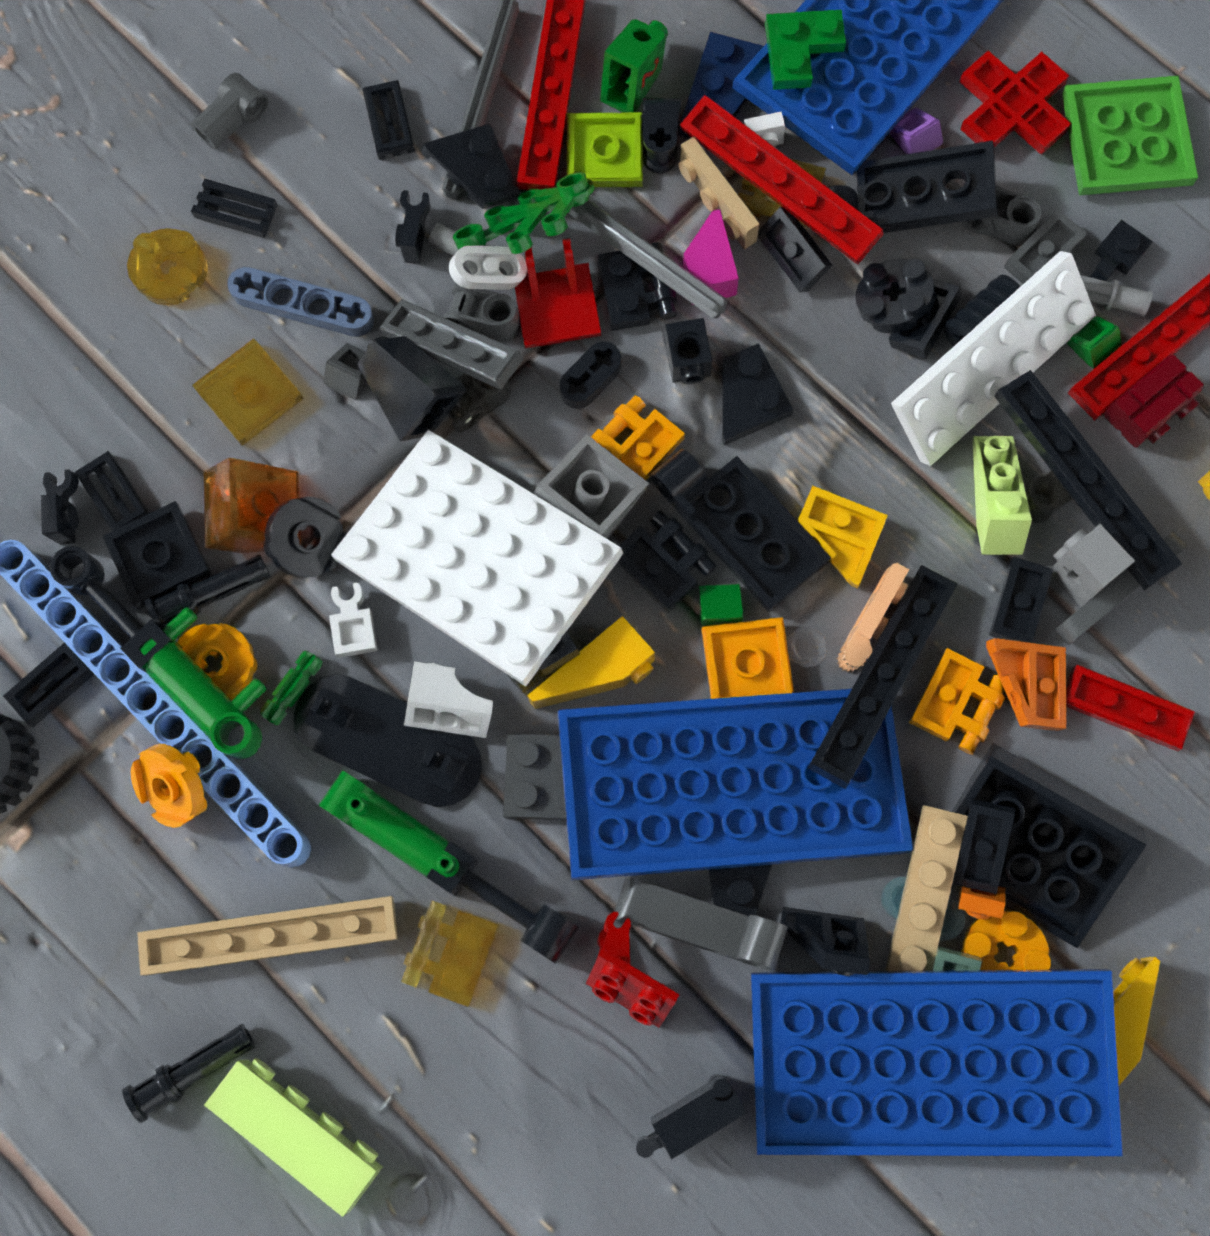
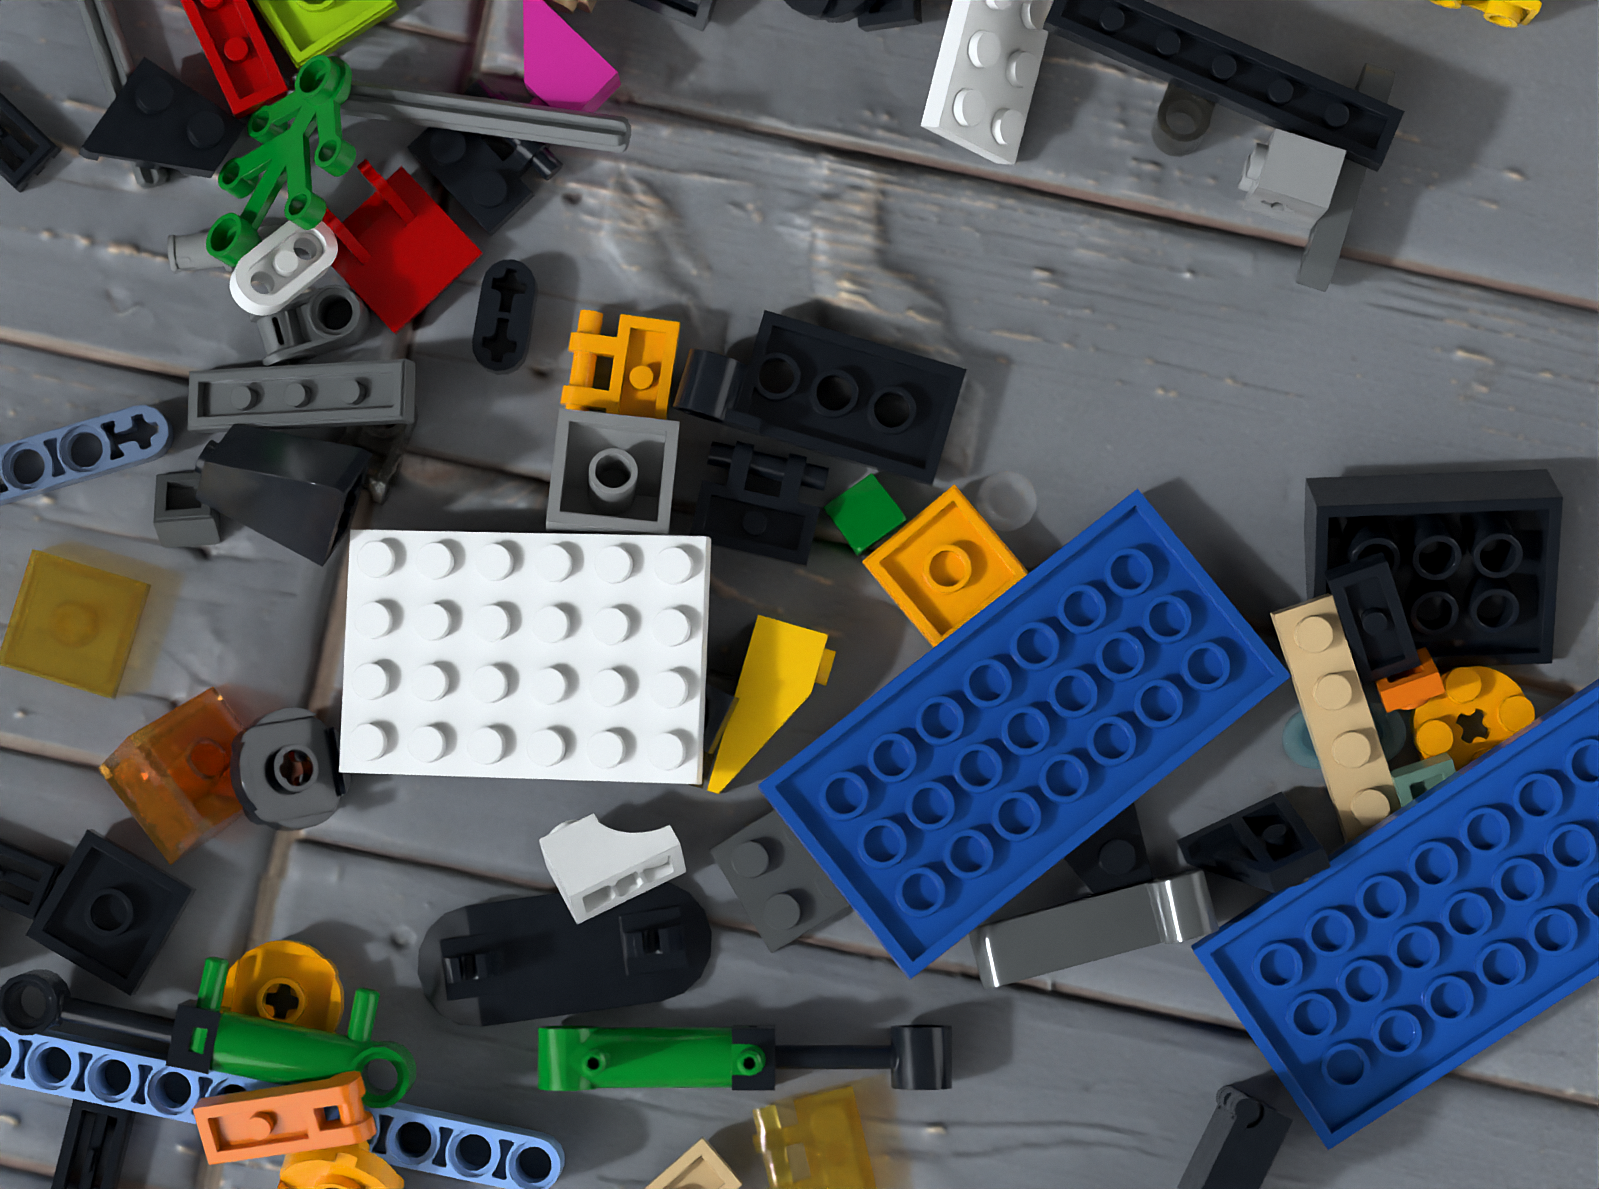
camera: 35 degrees left, 10 degrees up
(161, 721) = (283, 1119): none -> orange plate
(207, 591) = (198, 936): black pin -> none
(291, 687) = (400, 967): green axle -> none
(352, 628) = (427, 843): white plate -> none
(412, 232) = (142, 276): black plate -> none
(618, 981) = (1036, 1061): red plate -> none
(684, 336) = (609, 182): black brick -> none
(750, 395) = (726, 212): black wing -> none
(843, 530) = (958, 323): yellow wing -> none
(872, 619) = (1064, 415): light nougat hinge -> none
(882, 677) = (1125, 482): black plate -> none
(947, 696) = (1216, 453): light orange plate -> none
(1000, 496) = (1124, 150): yellowish green slope -> none
(1021, 601) = (1233, 274): black plate -> none
(1033, 681) = (1308, 369): orange wing -> none
(1128, 708) = (1440, 325): red tile -> none

